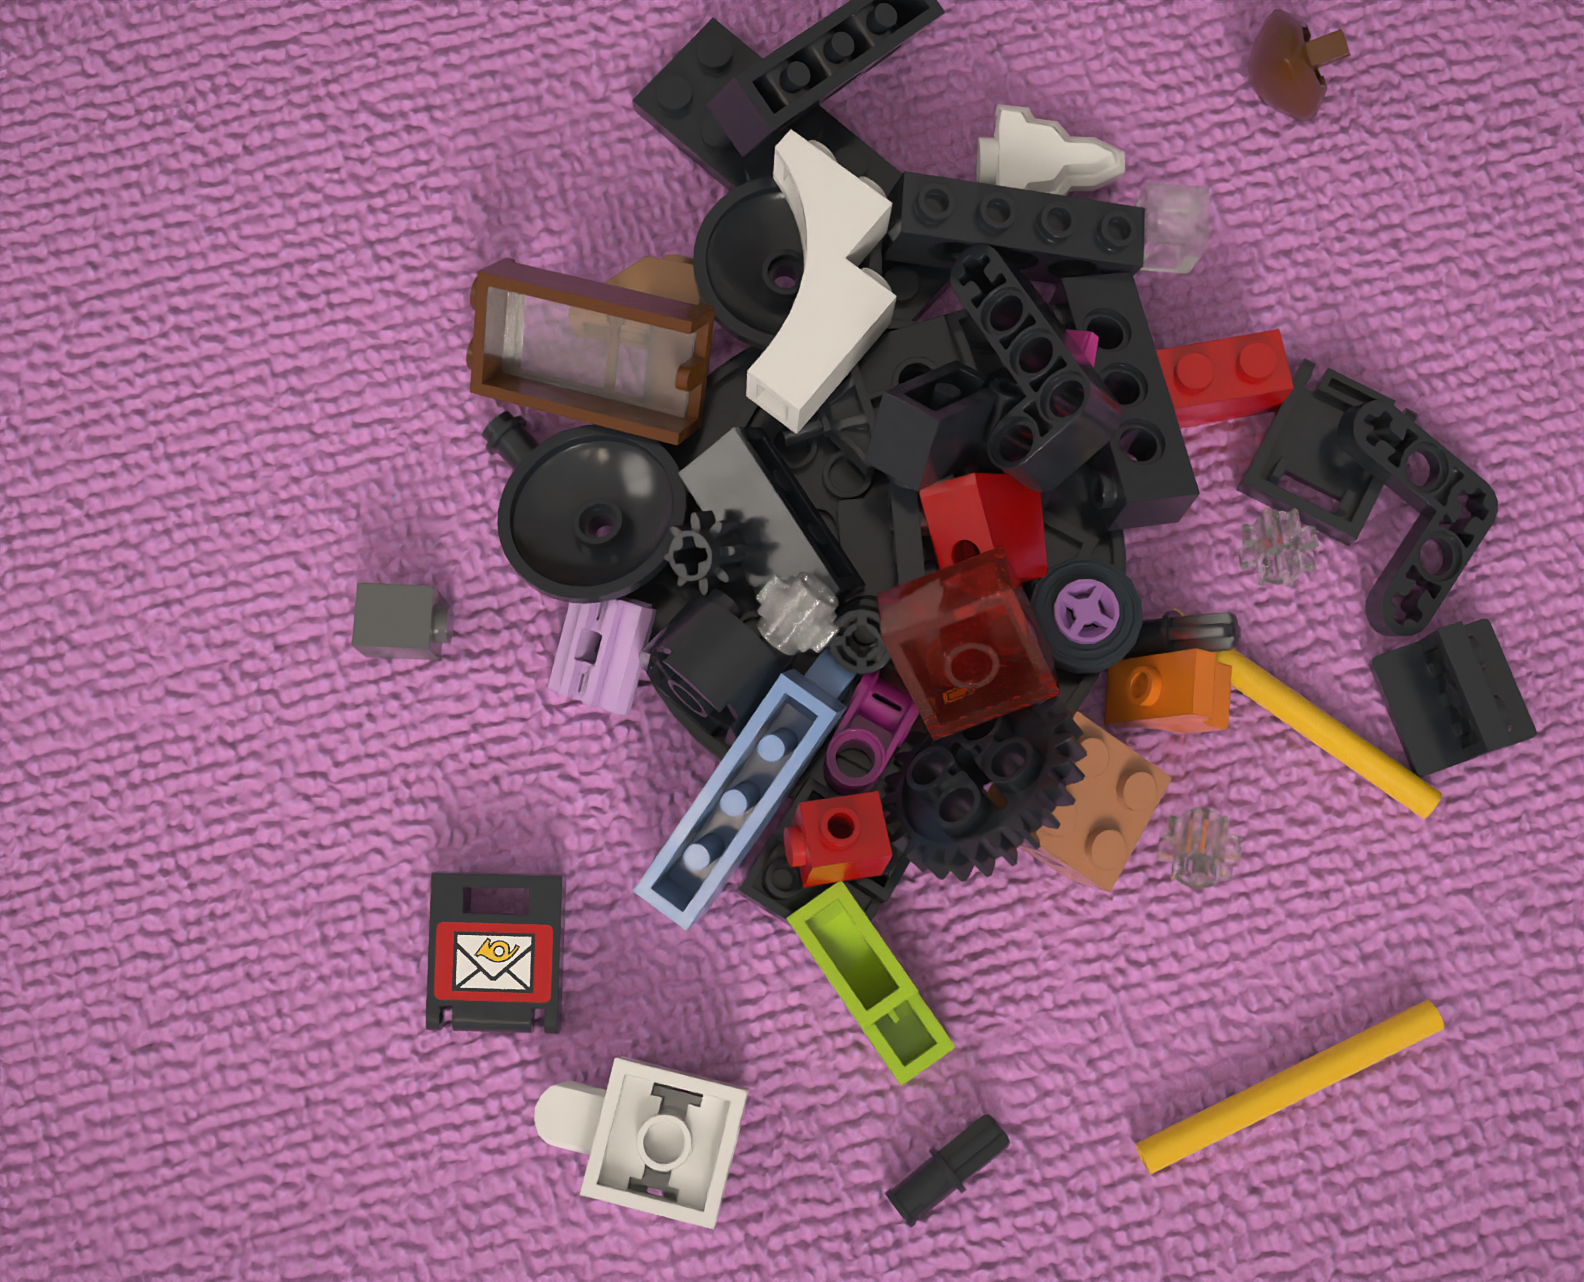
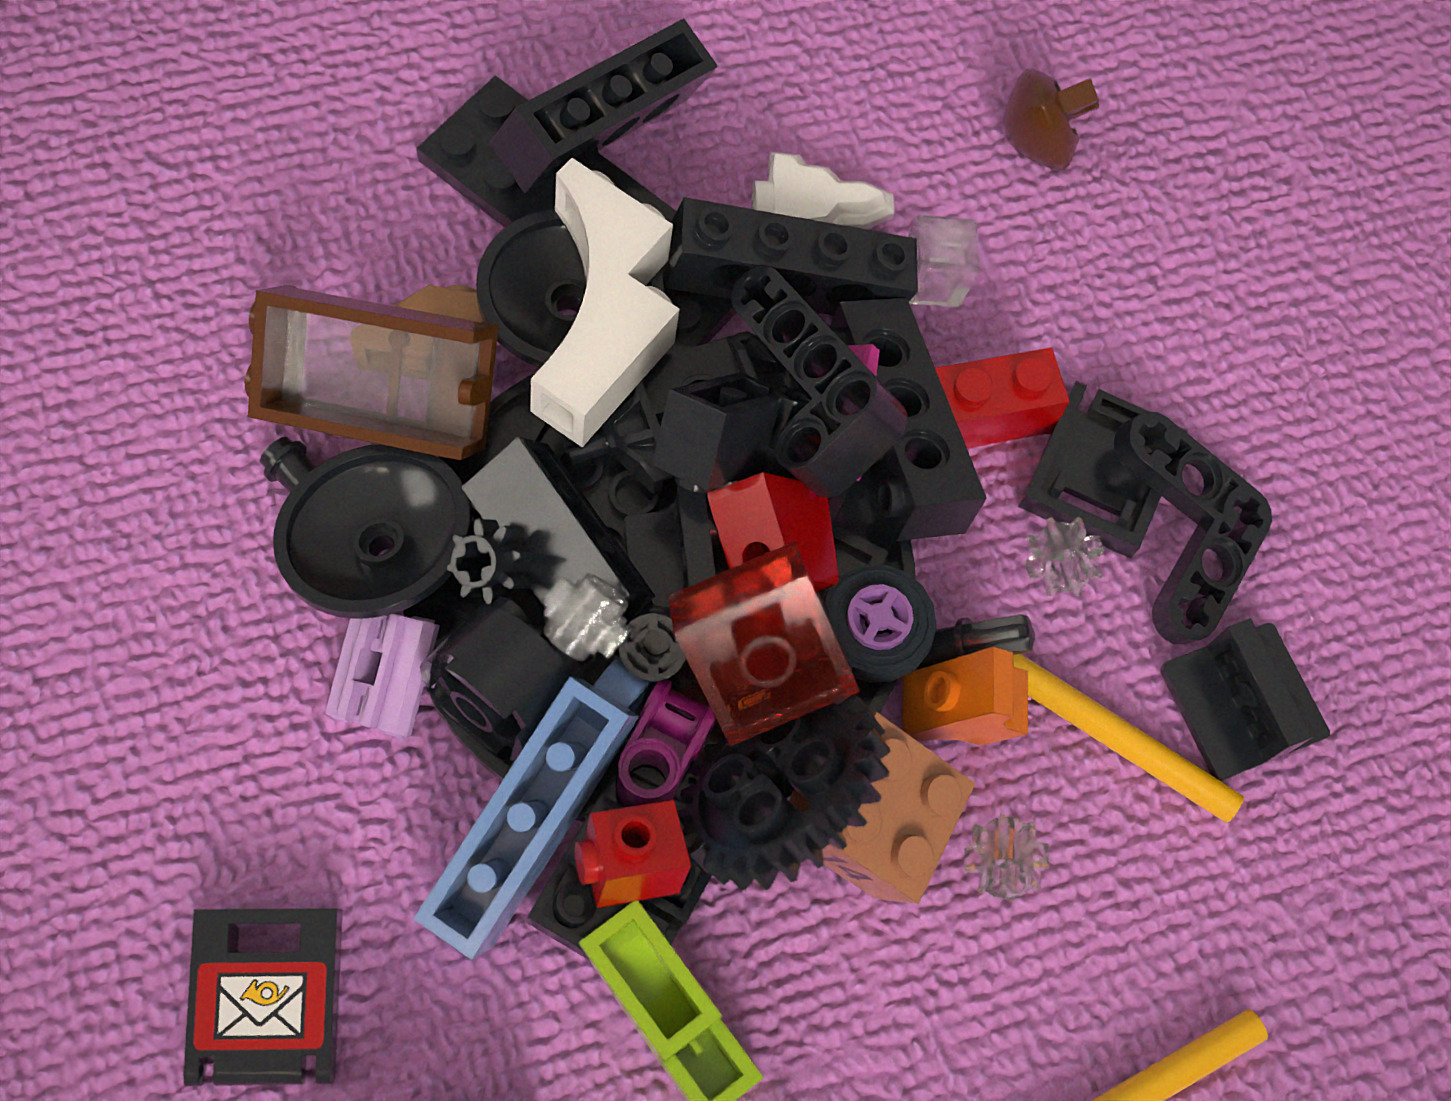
camera: 15 degrees left, 10 degrees down
(401, 621) = (168, 647): dark grey brick -> none

